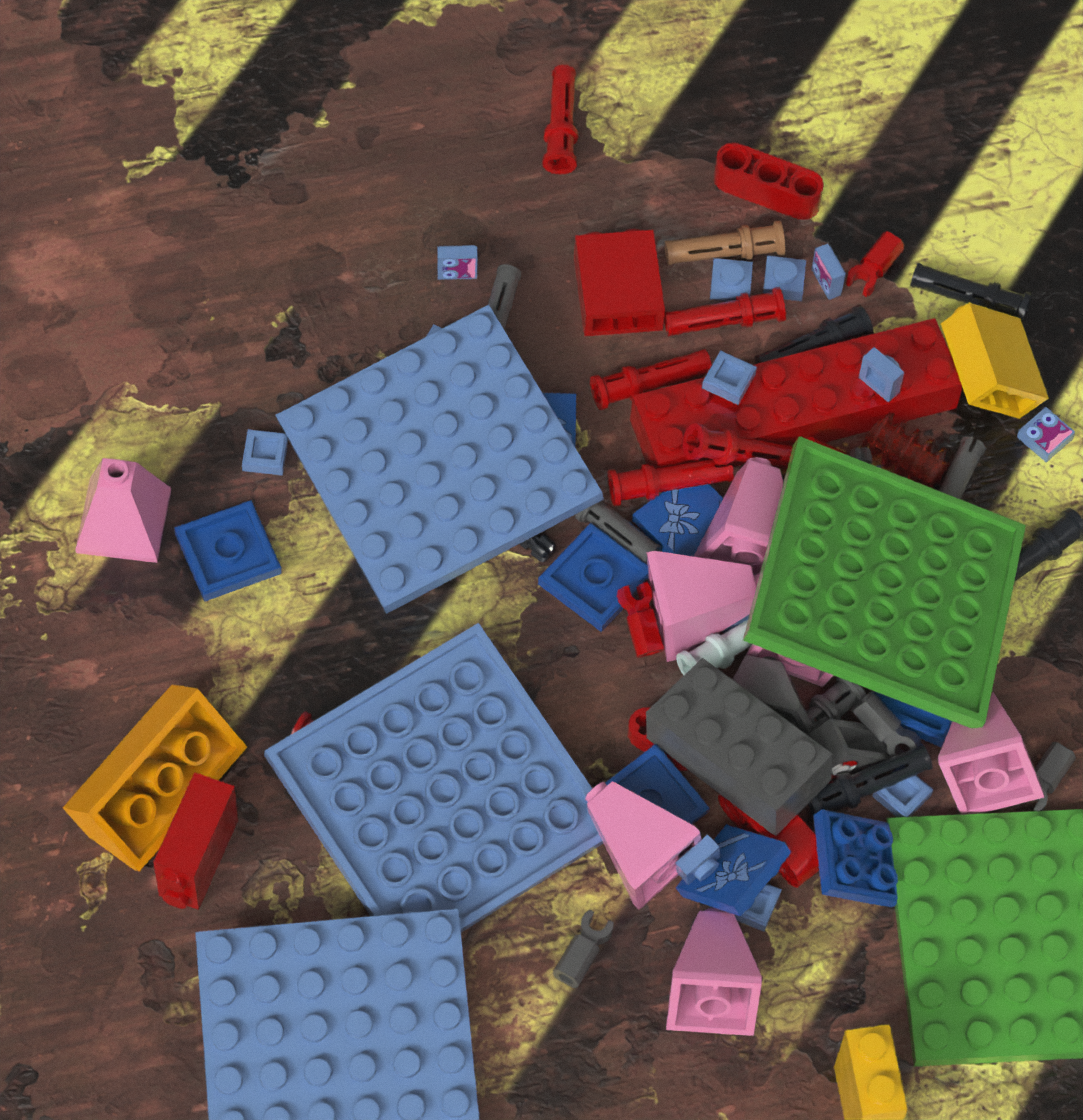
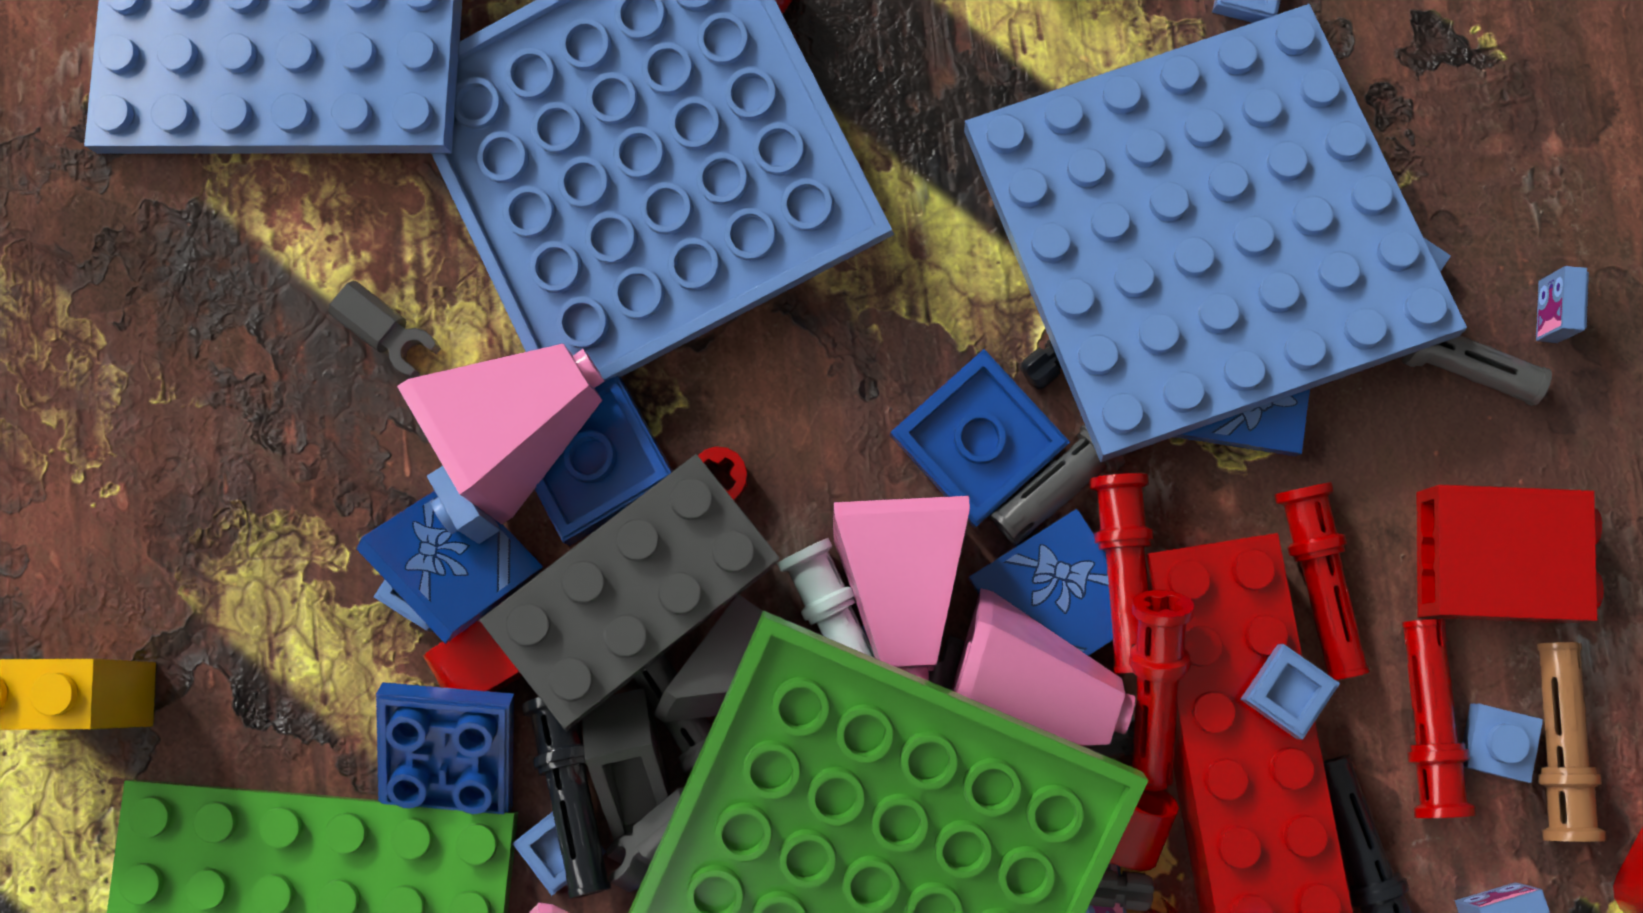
camera: 100 degrees right, 20 degrees up
(641, 620) = (888, 484): red bar -> none
(715, 979) = (295, 500): bright pink slope -> none
(787, 275) = (1499, 833): medium blue plate -> none

